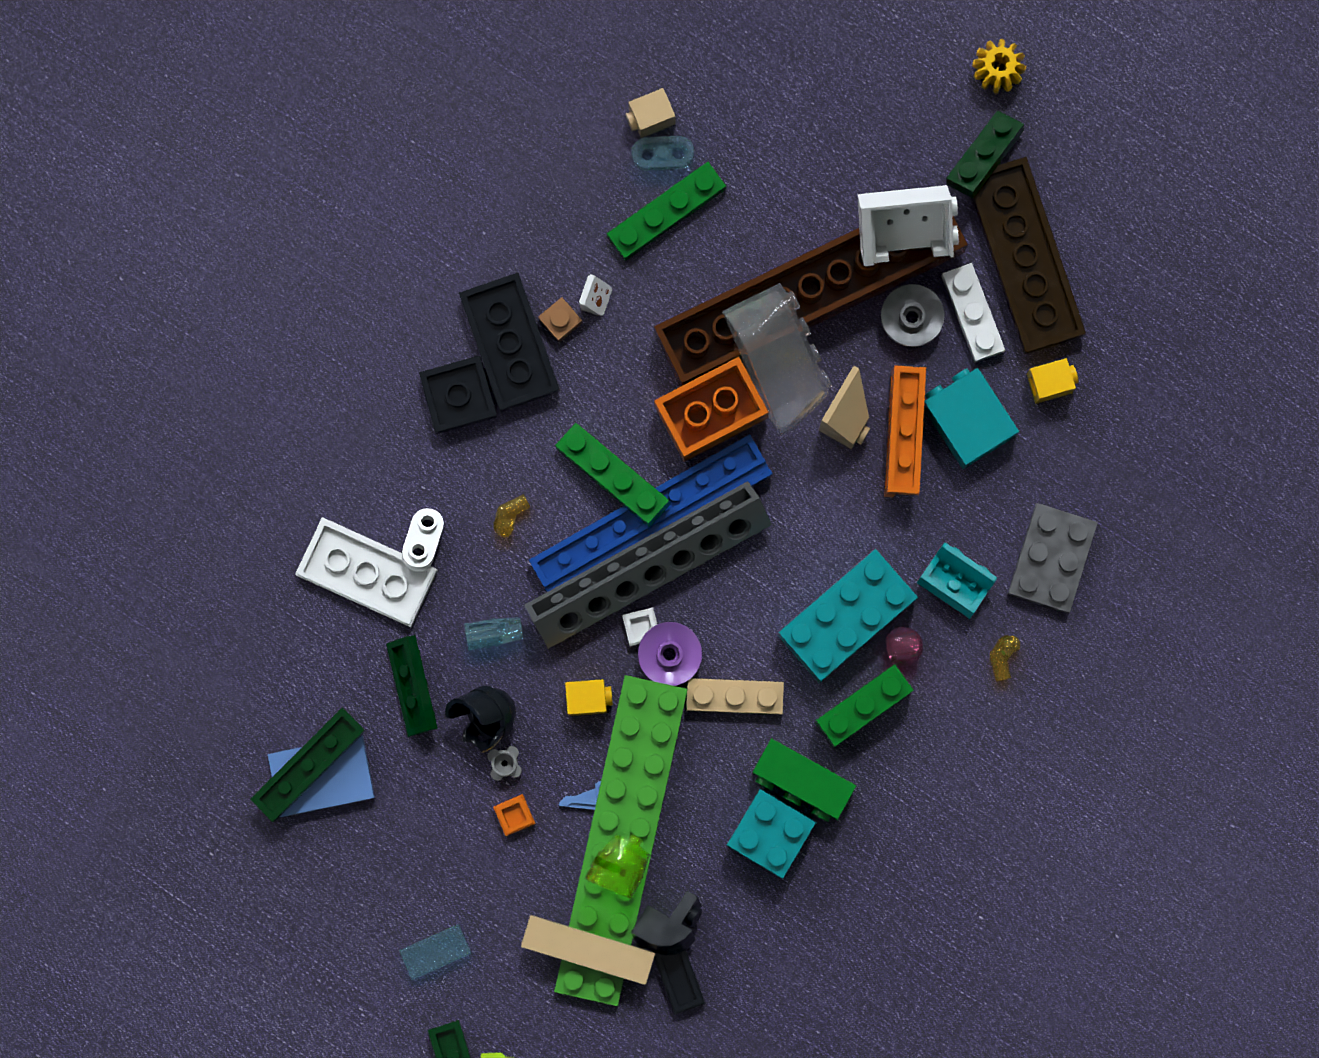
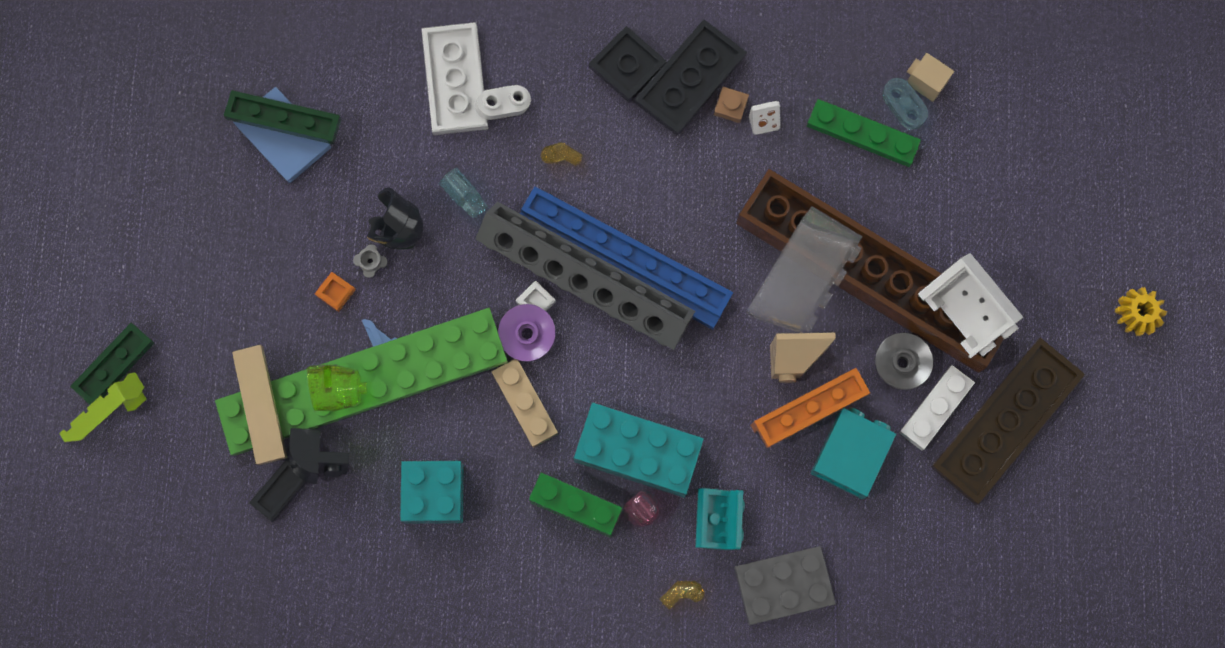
camera: 50 degrees right, 5 degrees down
(411, 685) = (388, 158): dark green plate -> none
(435, 951) = (196, 295): clear light blue tile -> none
(588, 697) = (456, 291): yellow brick -> none
(612, 474) = (637, 210): green plate -> none
(711, 409) = (732, 250): orange brick -> none
(803, 781) = (489, 493): green brick -> none
(985, 154) = (1065, 341): dark green plate -> none
(1052, 380) = (924, 500): yellow brick -> none

